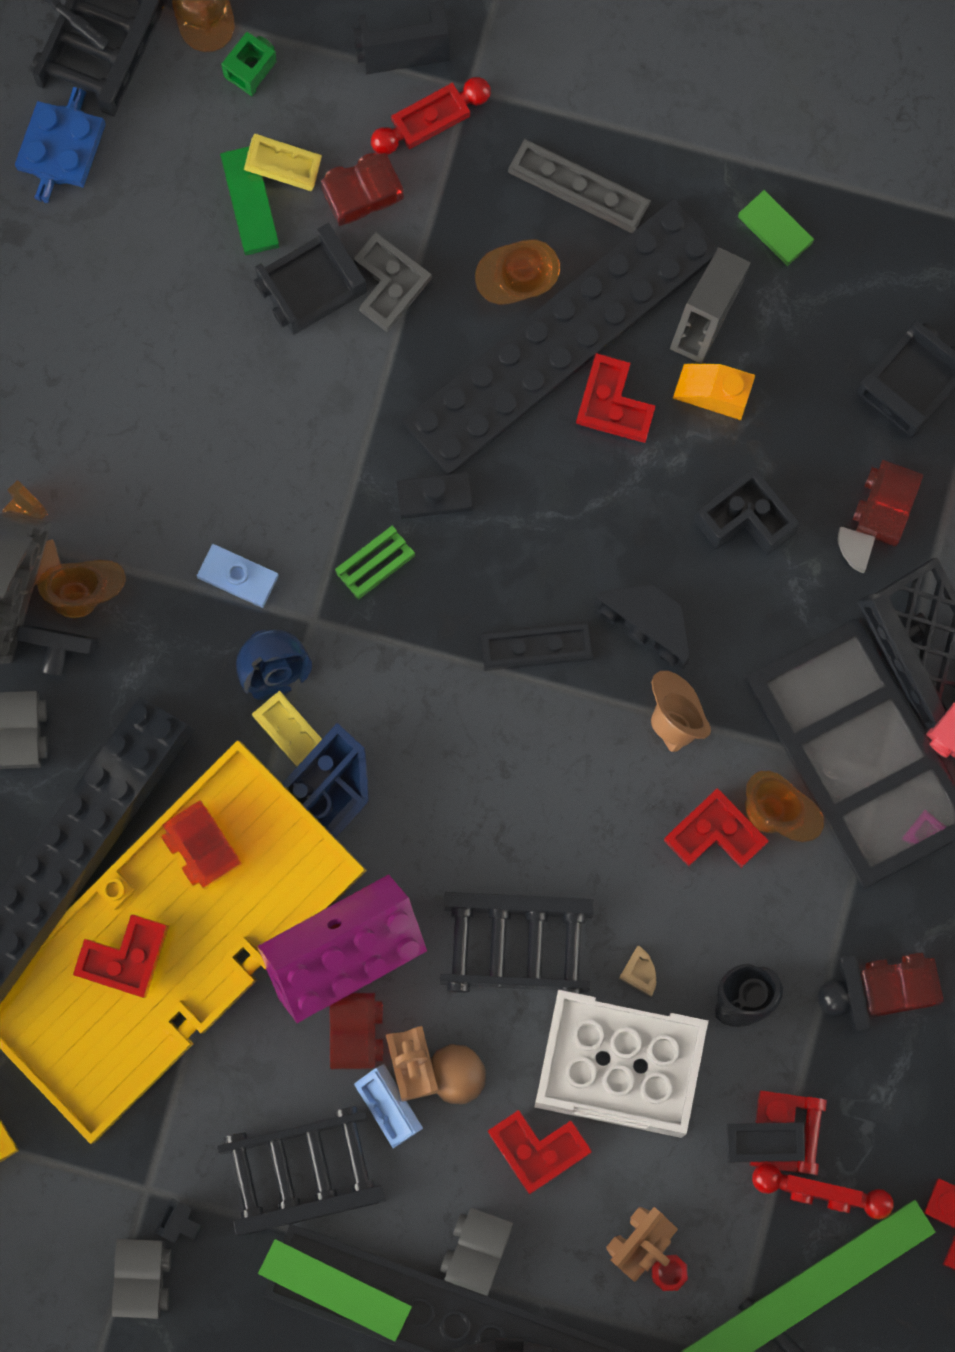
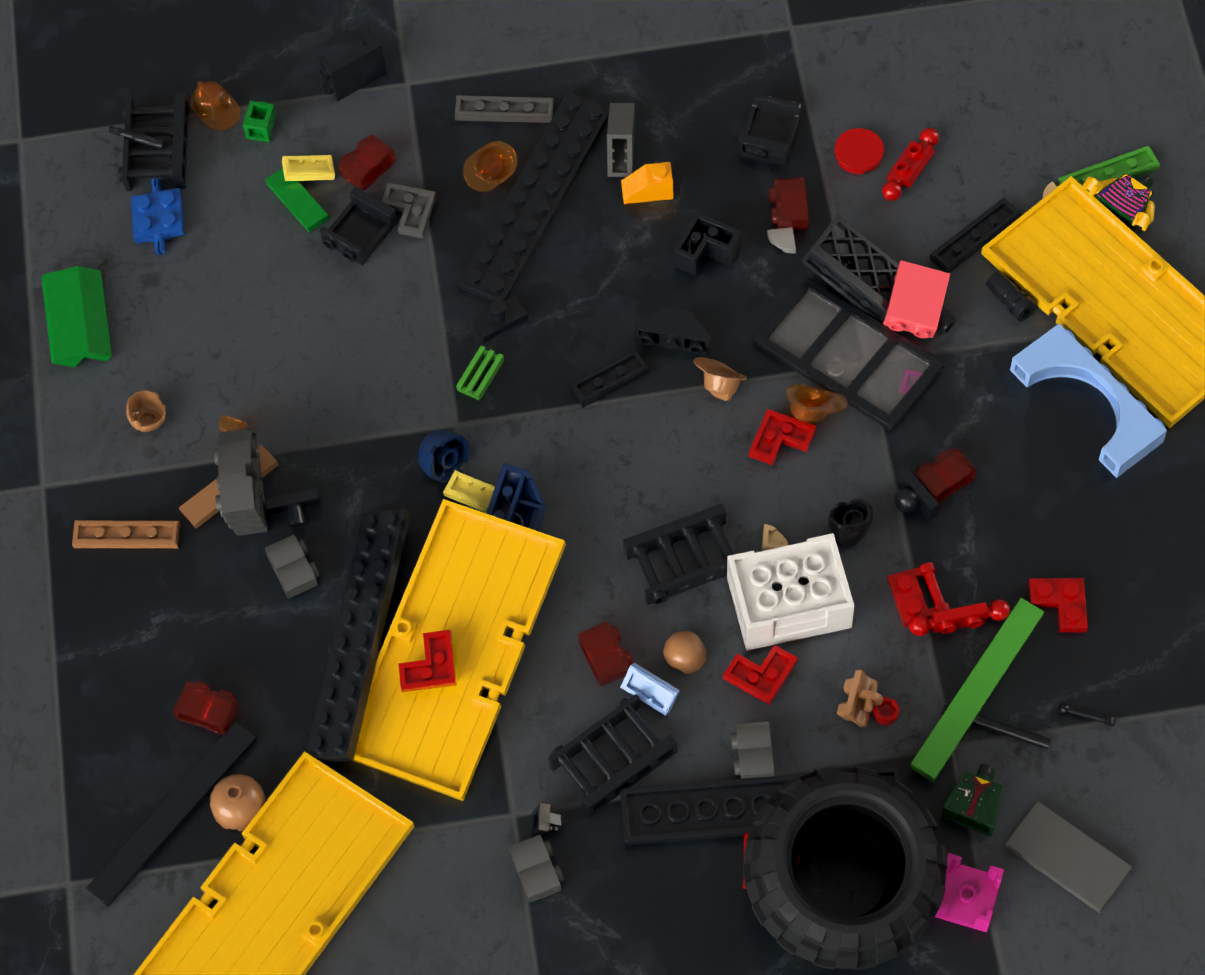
camera: 20 degrees left, 15 degrees down
(81, 586) = (295, 462): clear orange piece -> none
(201, 845) = (450, 570): clear red brick -> none
(237, 575) = (394, 417): light blue plate -> none
(335, 1290) = (671, 814): bright green tile -> none
(342, 948) = (573, 598): magenta brick -> none
(412, 1064) = (653, 654): medium nougat hips -> none
(430, 115) = (391, 105): red plate -> none
(605, 407) = (585, 224): red plate -> none
(765, 1142) = (907, 601): black tile -> none
(775, 228) = (639, 83): bright green tile -> none

